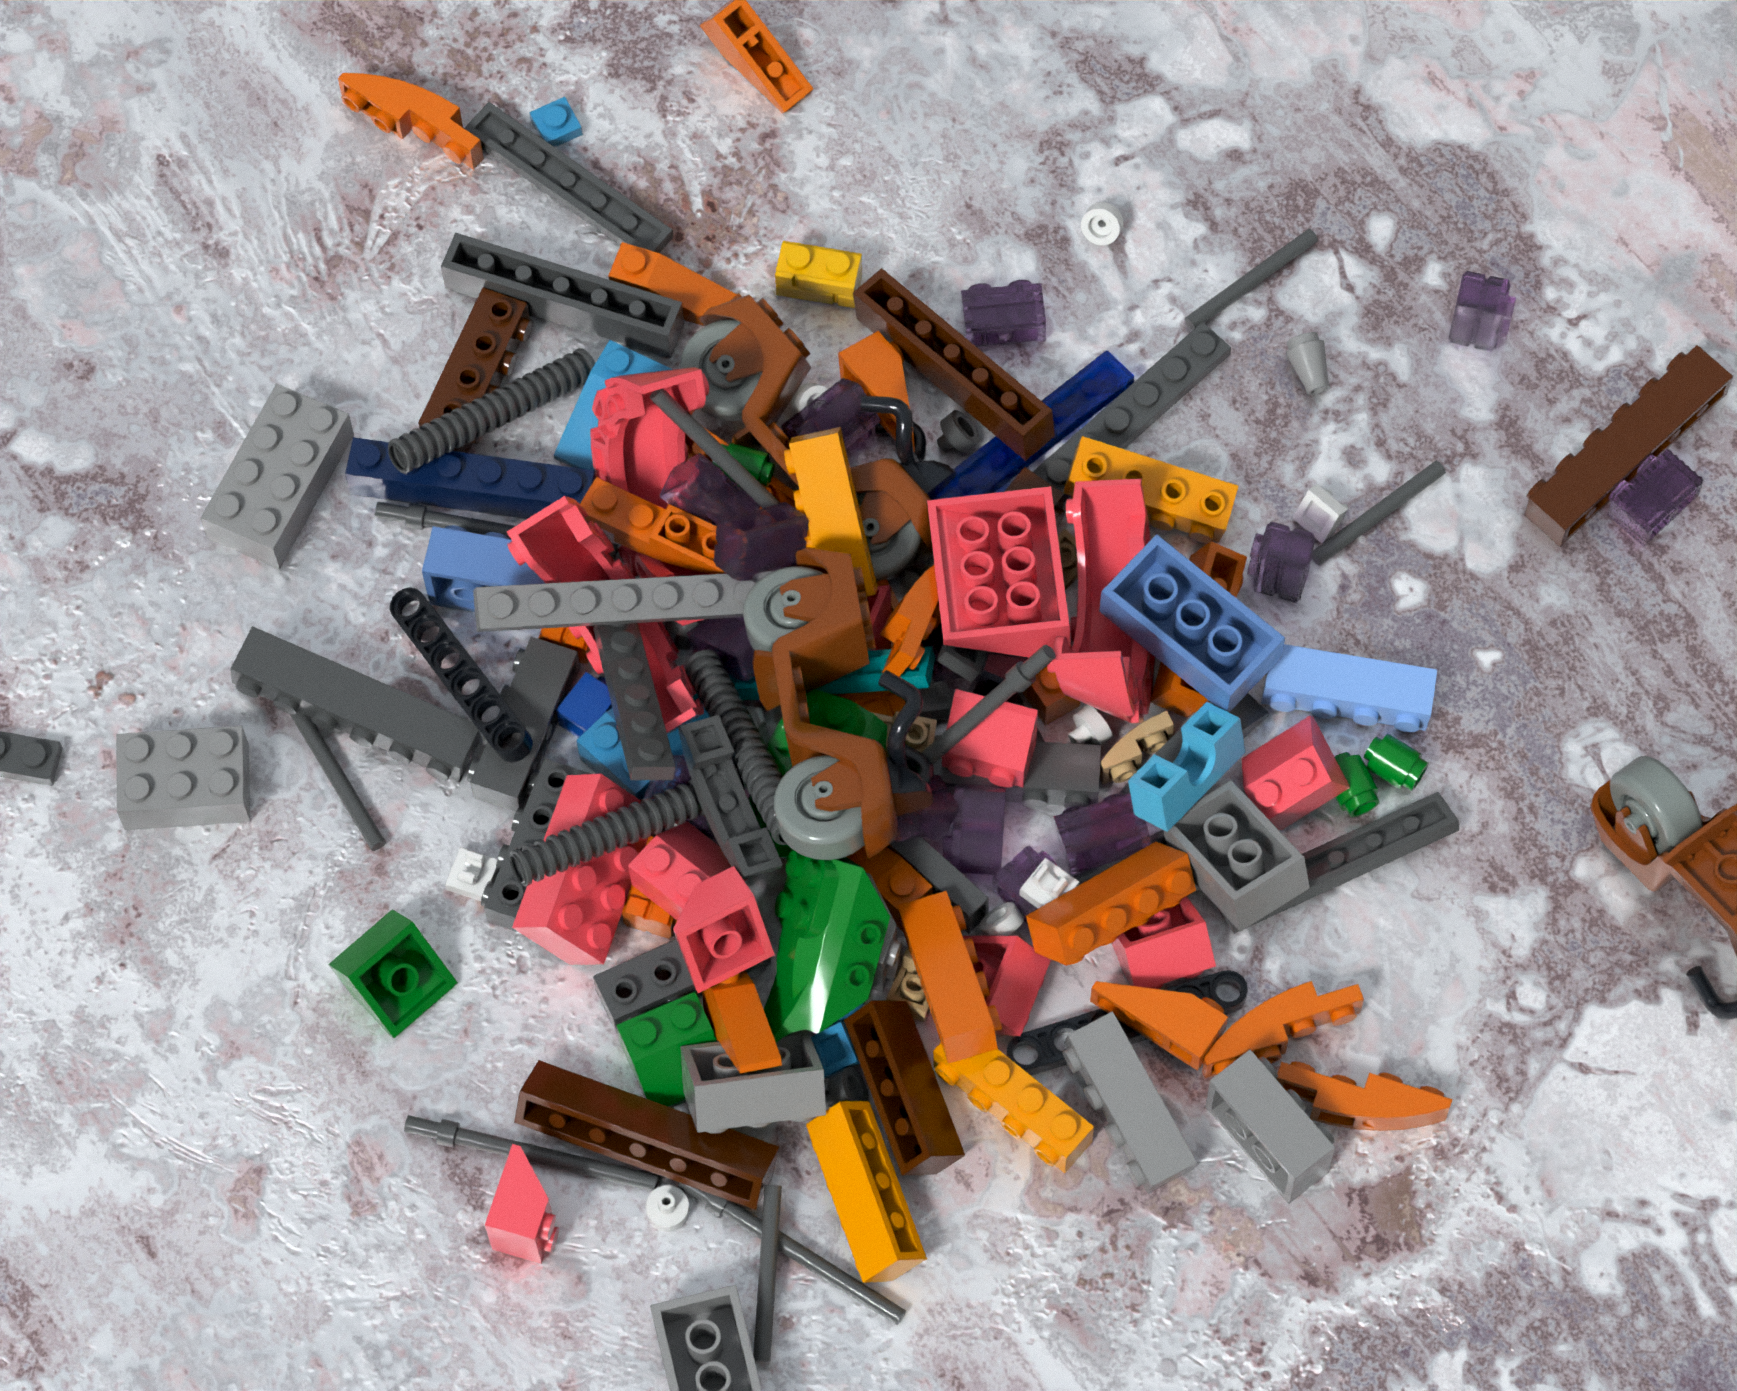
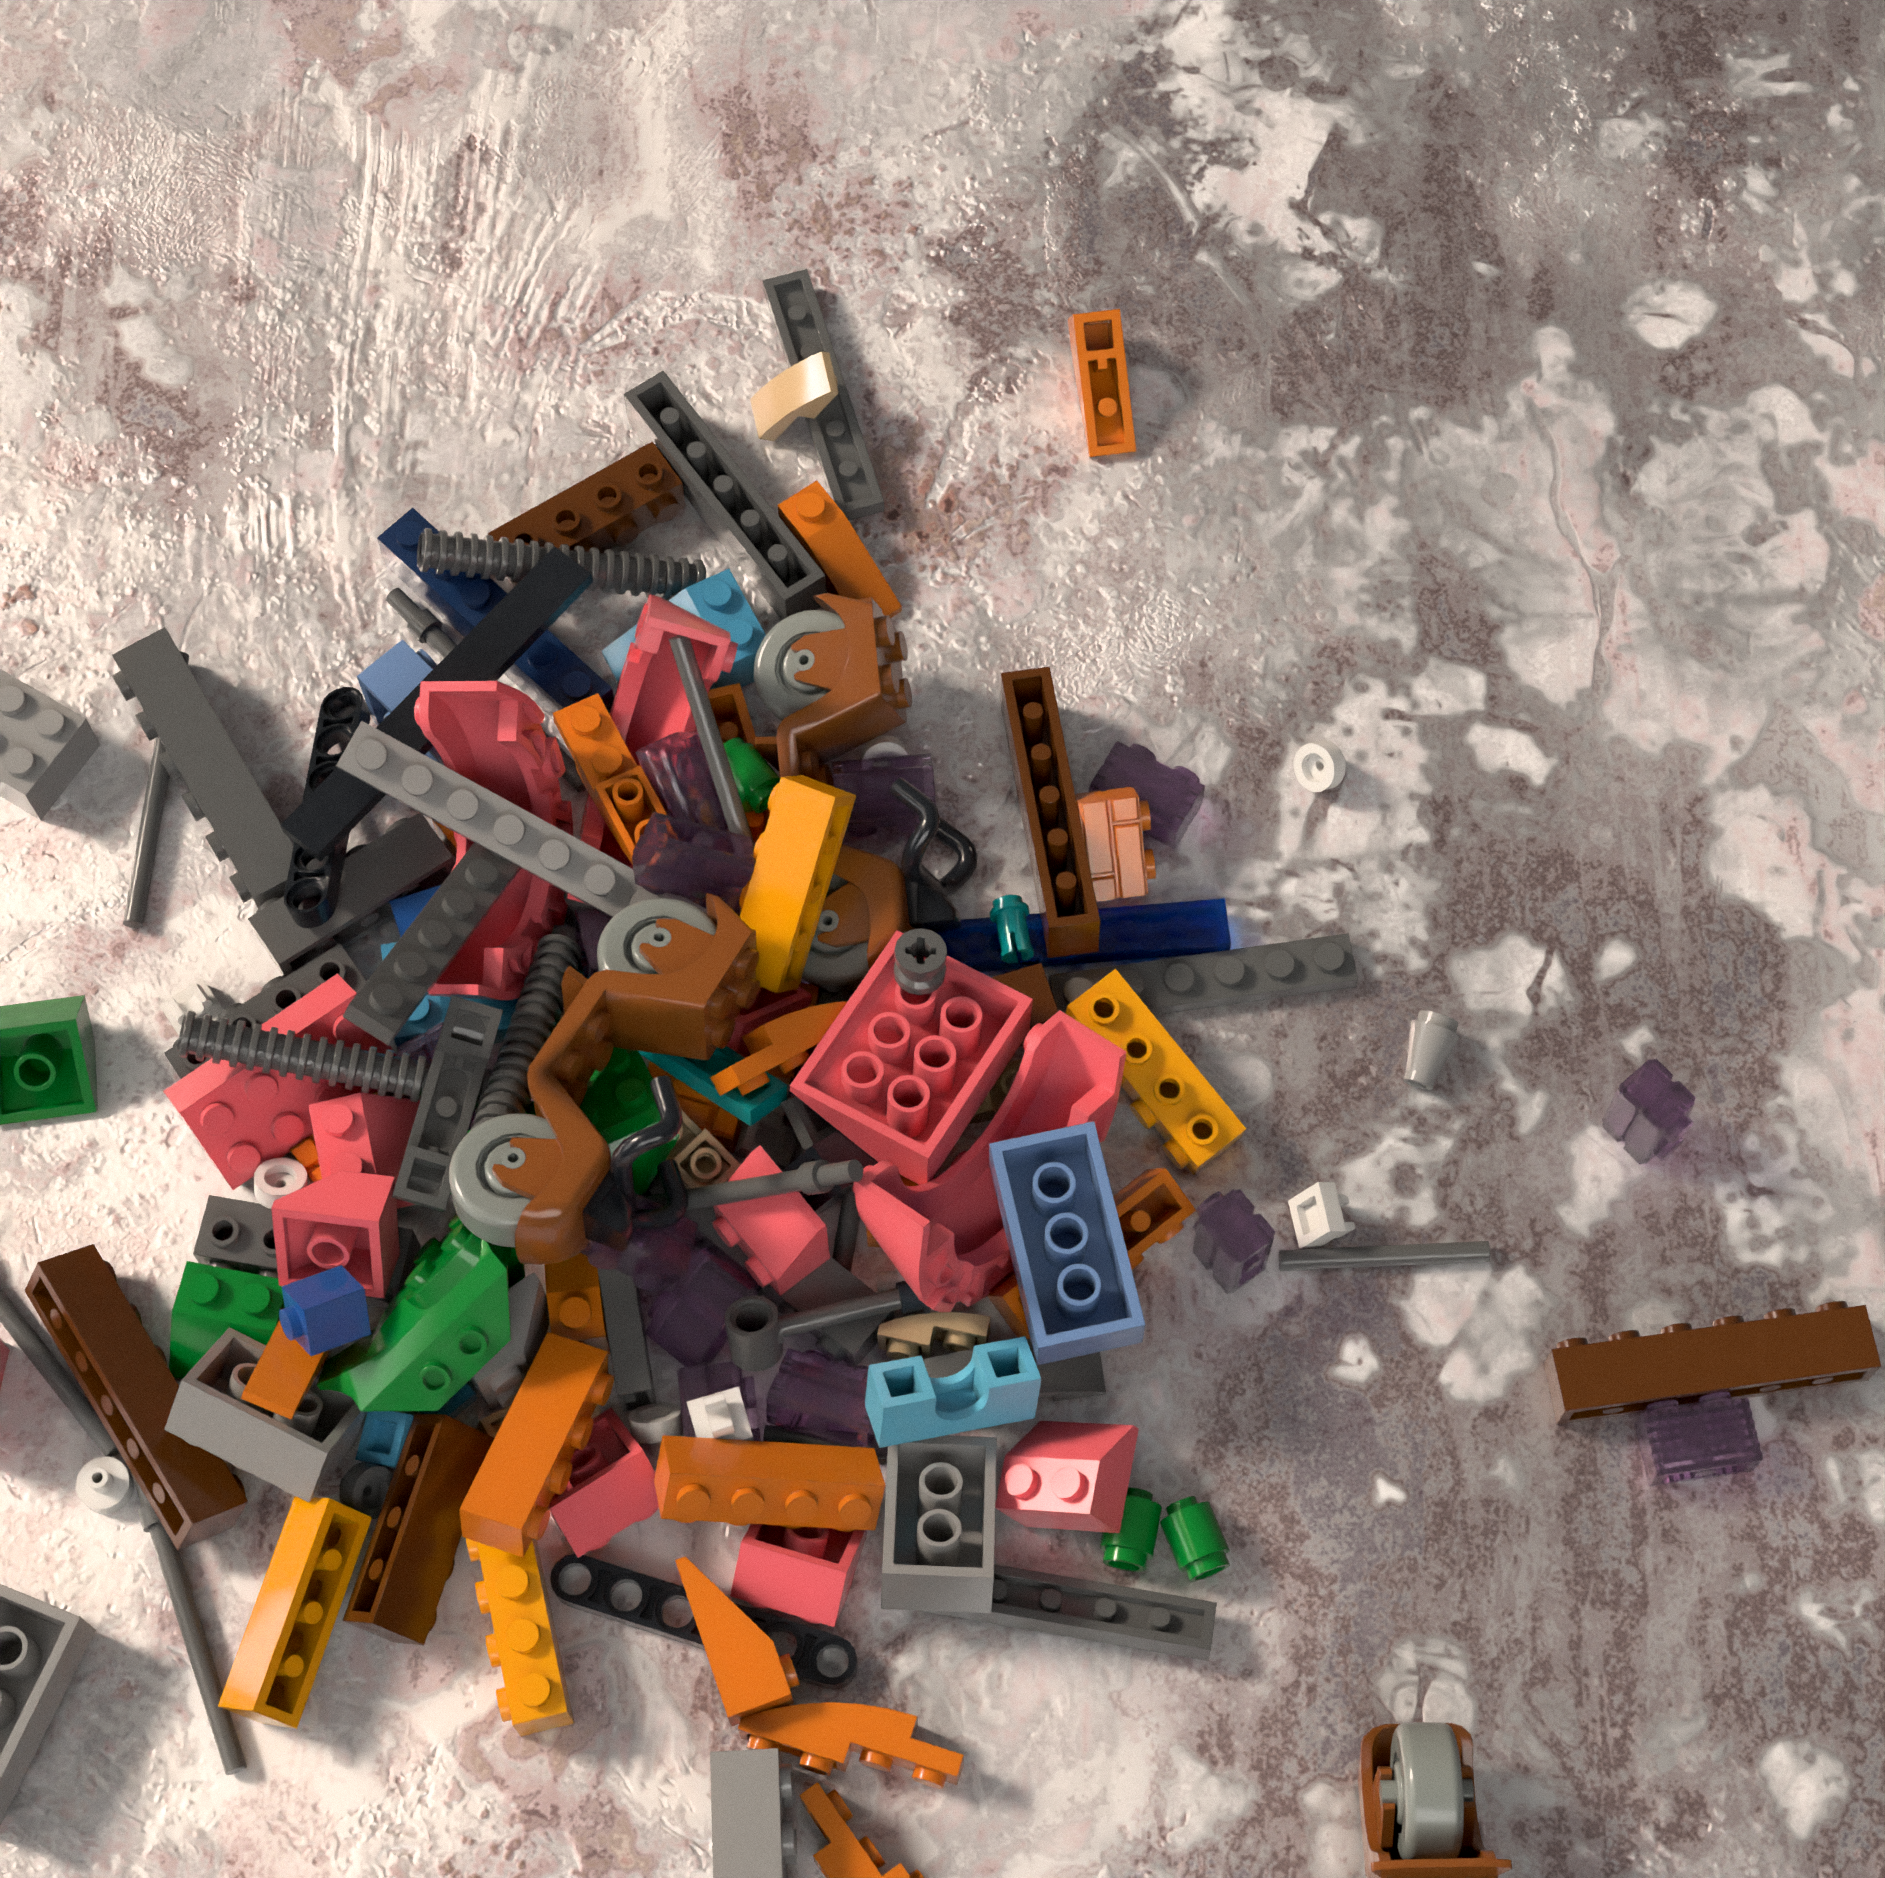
camera: 35 degrees right, 0 degrees up
(277, 476) = (323, 501): light grey brick -> none
(406, 107) = (728, 233): orange slope -> none
(493, 563) = (481, 656): none -> black tile
(553, 193) = (793, 393): none -> tan slope
(556, 122) = (859, 331): dark azure plate -> none
(636, 936) = (277, 1179): none -> white tile
(752, 980) = (325, 1310): none -> blue brick
(767, 1273) = (138, 1625): dark grey bar -> none
(818, 274) = (990, 632): yellow brick -> none
(878, 370) = (968, 786): orange slope -> none
(957, 433) = (1008, 878): dark grey tile -> none
(961, 518) = (913, 973): none -> dark grey wheel
(987, 456) = (1010, 916): none -> teal pin
(1007, 343) = (1114, 842): none -> orange brick
(1030, 811) = (758, 1331): none -> dark grey piece
(1129, 1103) = (629, 1711): light grey brick -> none
(1251, 279) = (1436, 922): dark grey bar -> none
(1351, 688) = (1206, 1423): light blue brick -> none

